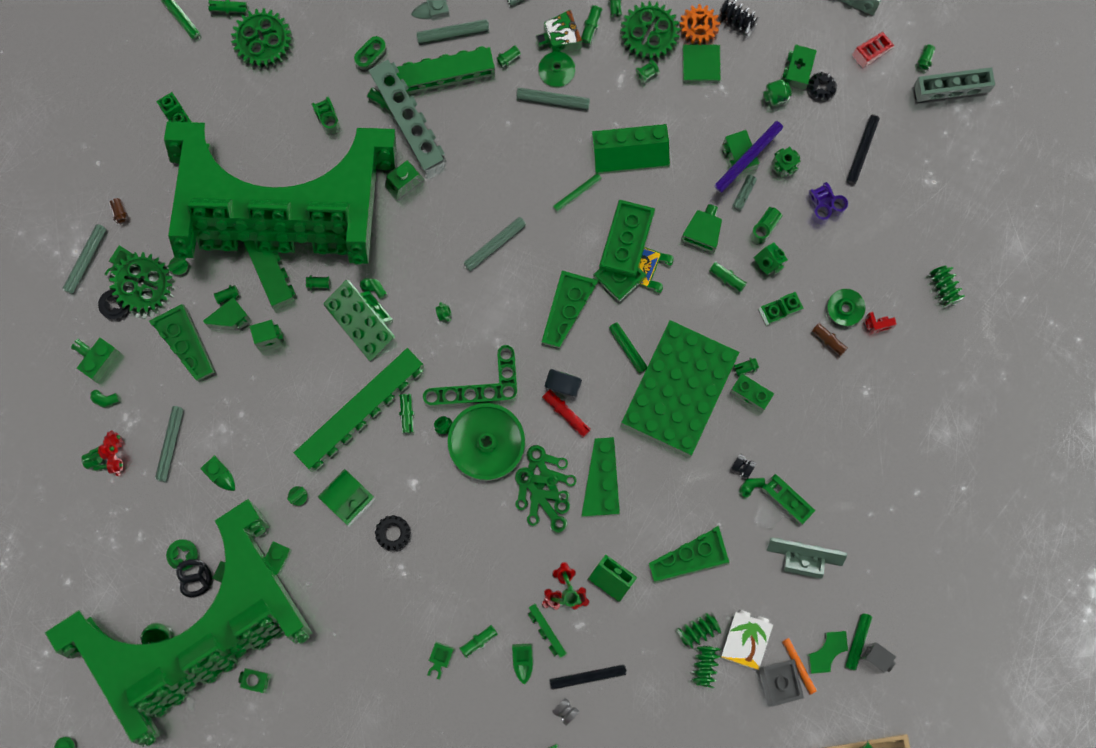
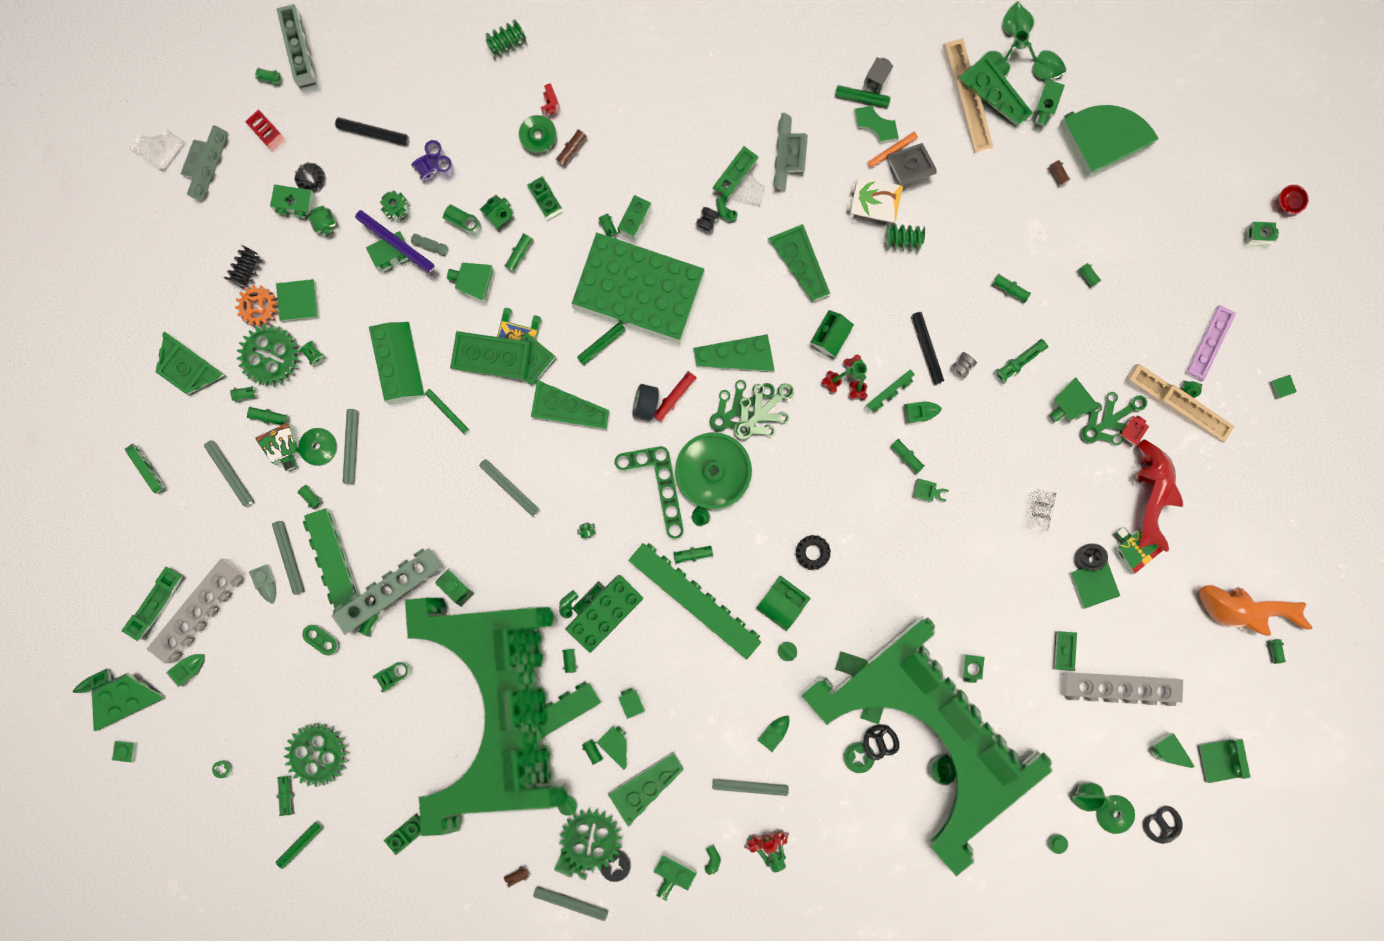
camera: 95 degrees left, 5 degrees up
(698, 630) = (872, 247): green piece -> none

